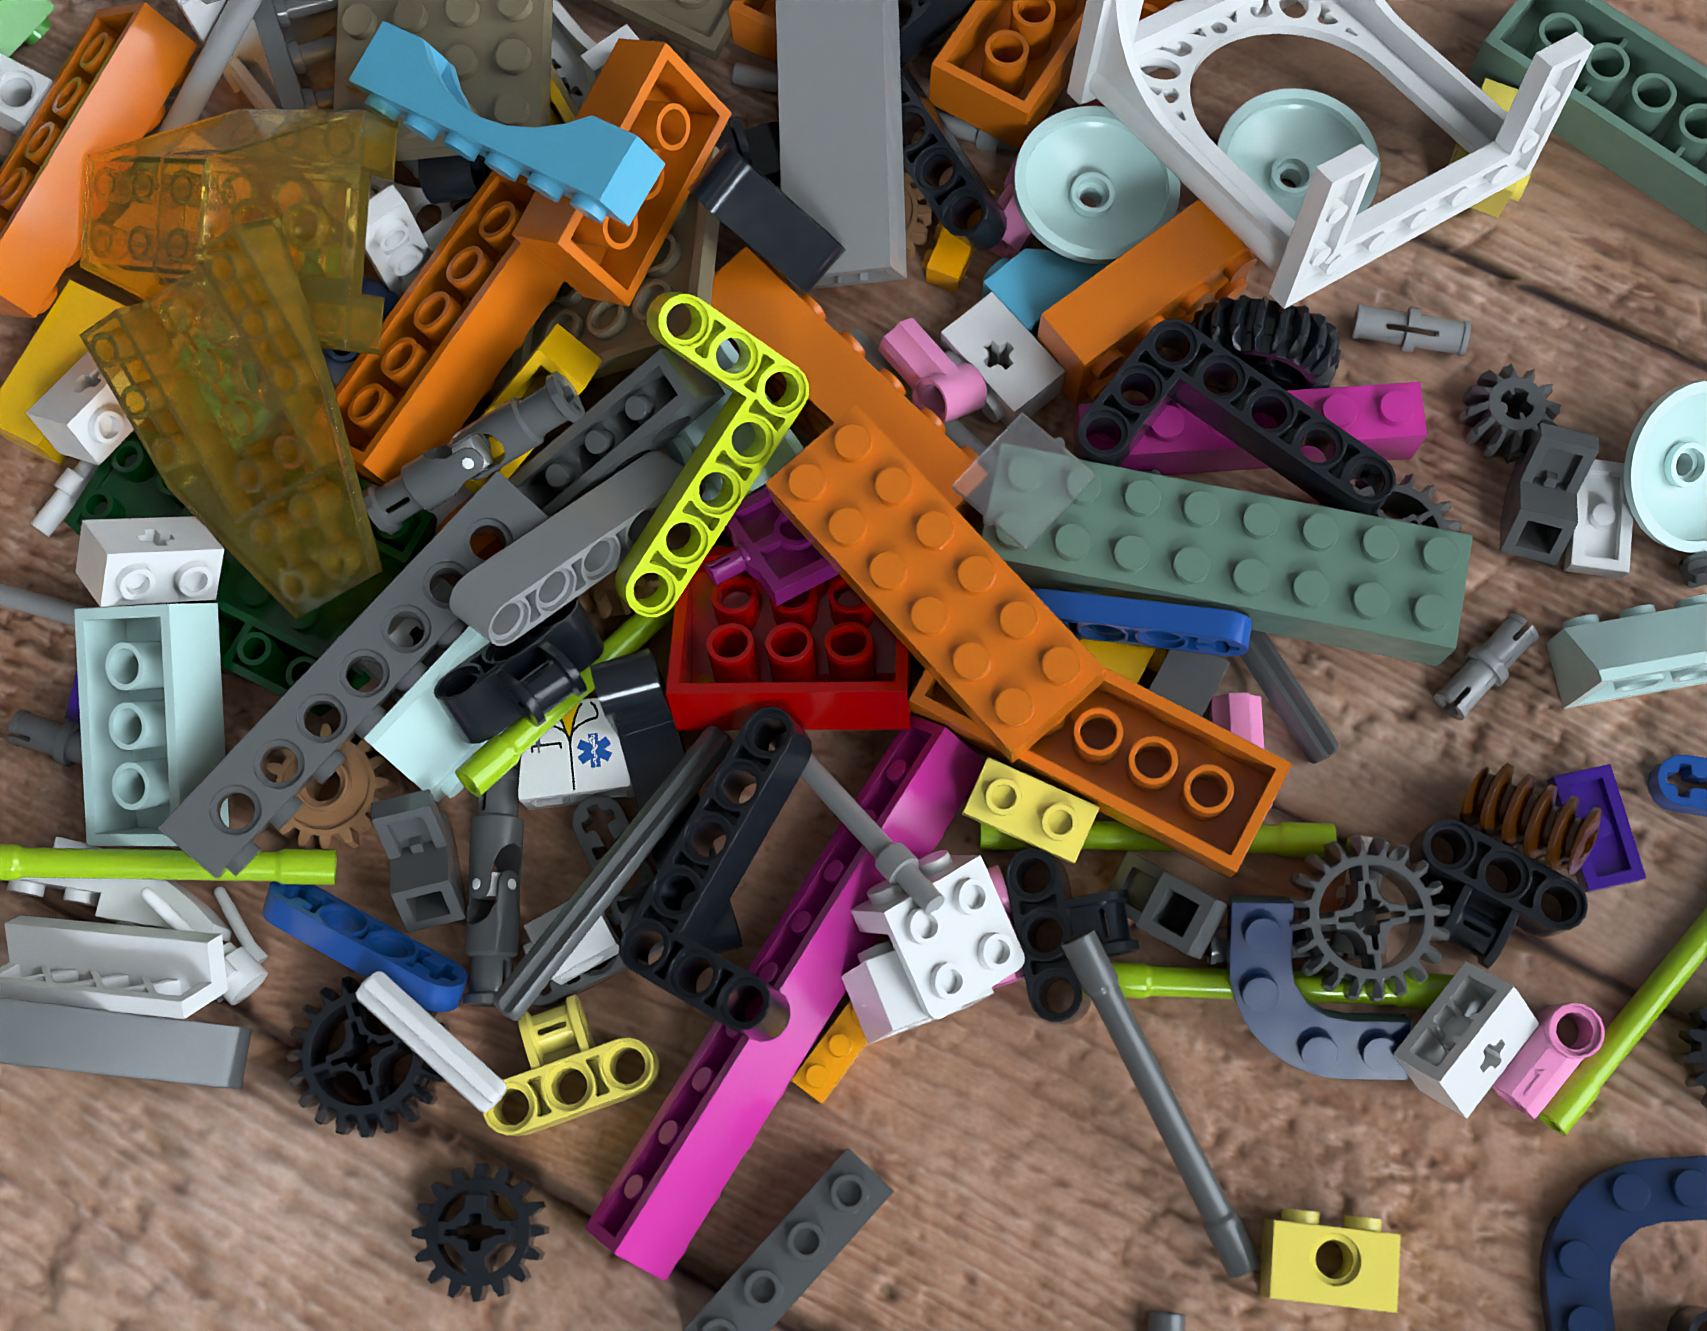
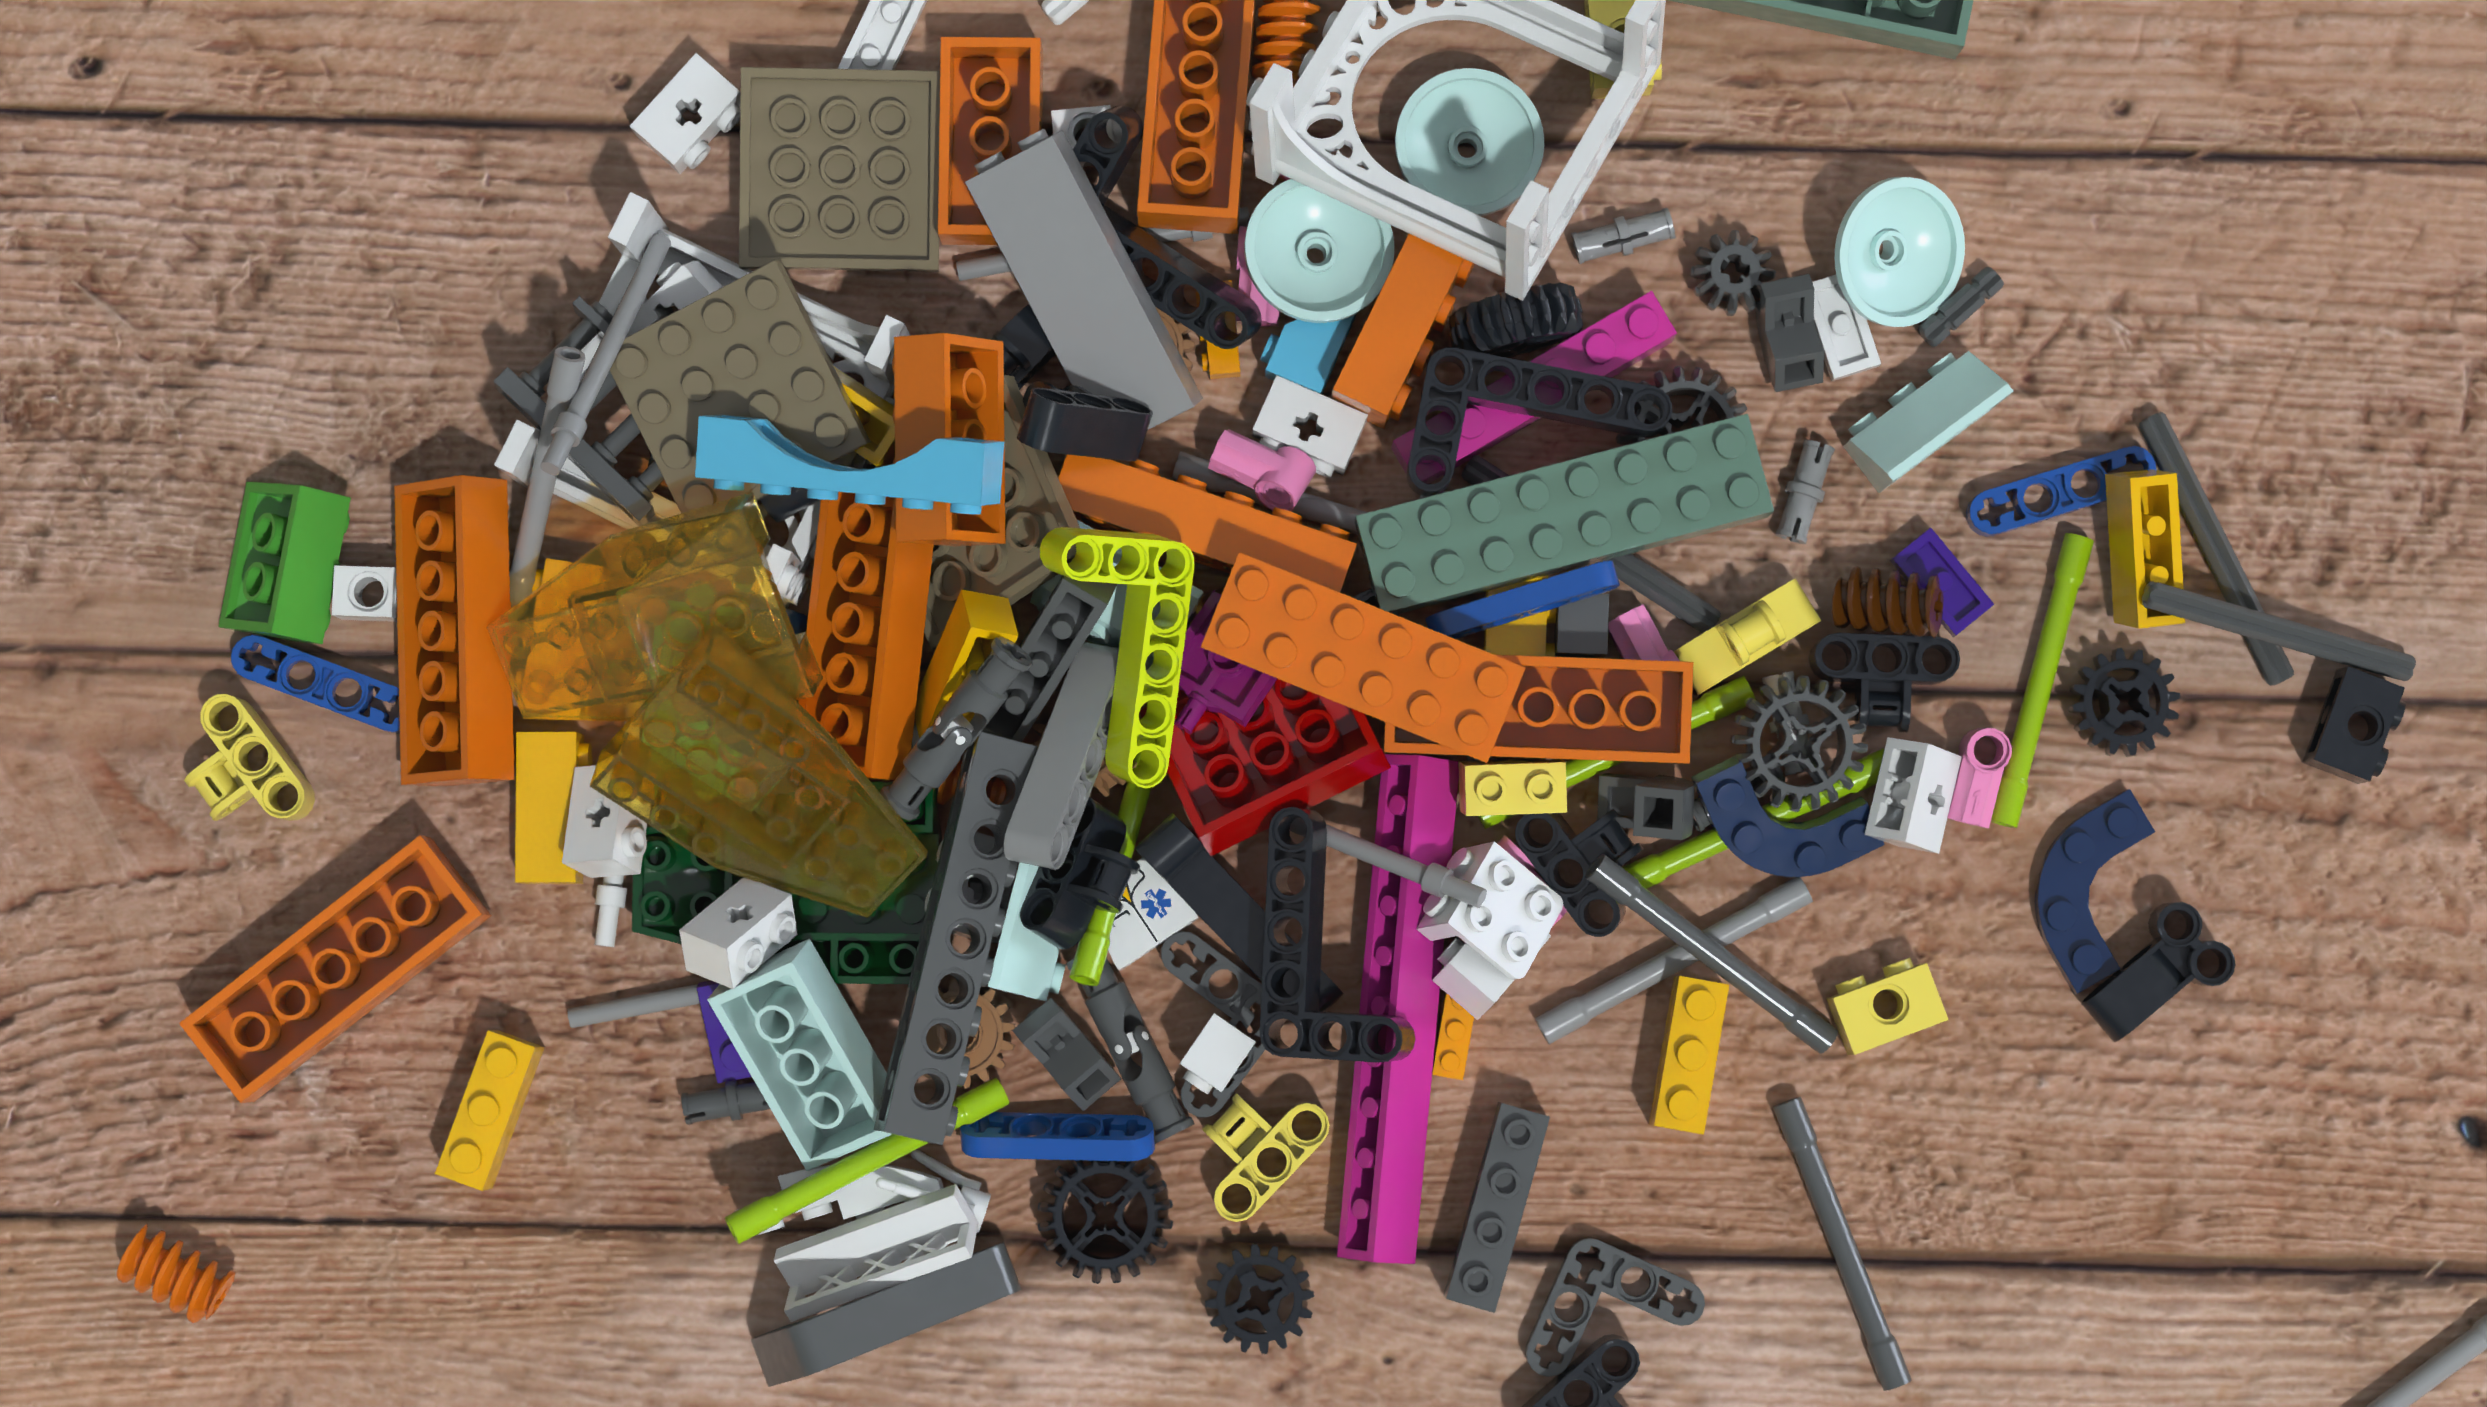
camera: 30 degrees left, 10 degrees up
(431, 1041) = (1154, 1181): white axle -> none
(611, 874) = (1227, 988): dark grey axle -> none
(986, 1093) = (1580, 1010): none -> light grey piece
(1023, 481) = (1389, 541): clear piece -> none
(1082, 1202) = (1689, 1054): none -> yellow brick
(1360, 783) = (1748, 635): none -> light yellow piece

